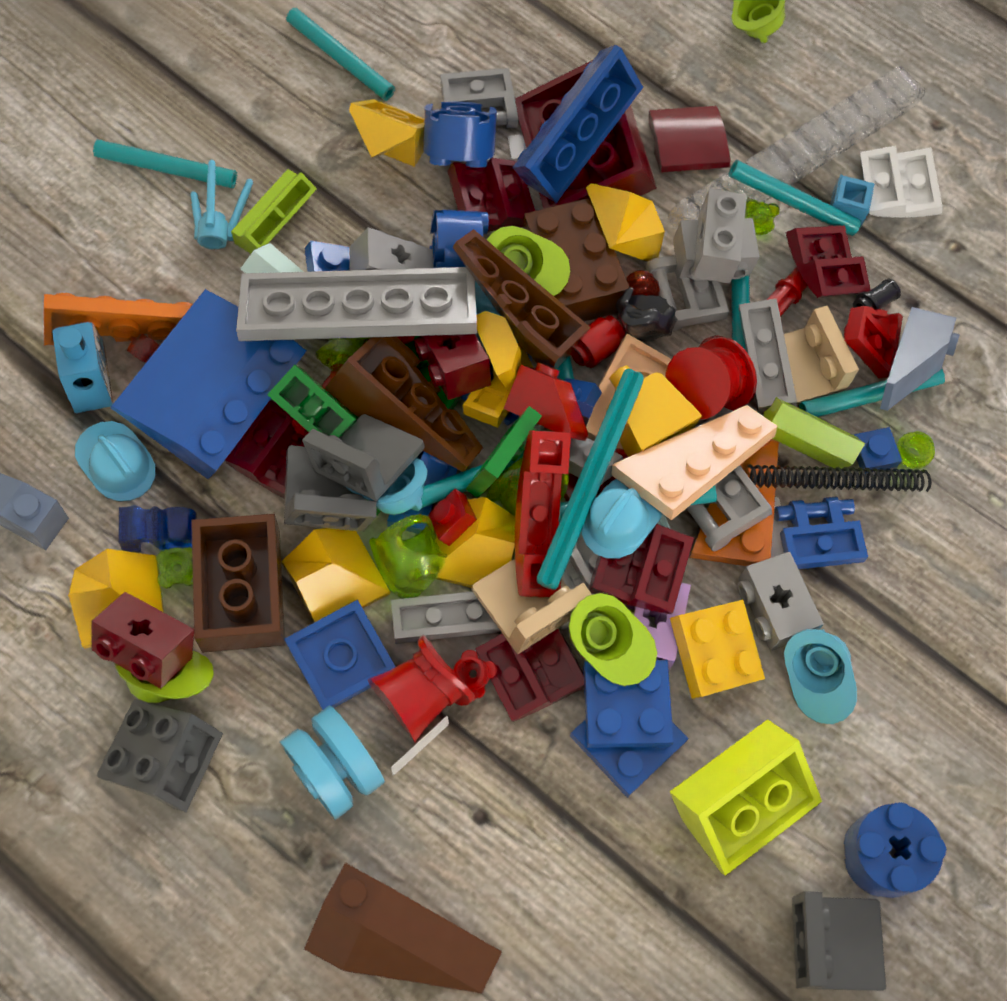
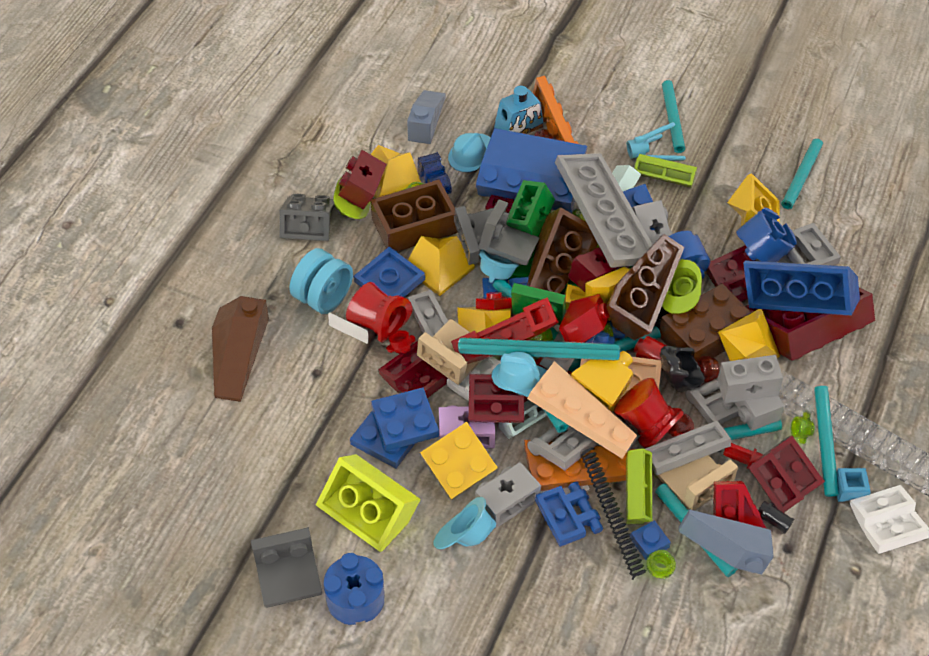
camera: 80 degrees right, 15 degrees down
(411, 563) = (458, 292): clear neon green piece -> none
(612, 639) = (438, 390): lime piece -> none
(689, 139) = (847, 374): dark red slope -> none

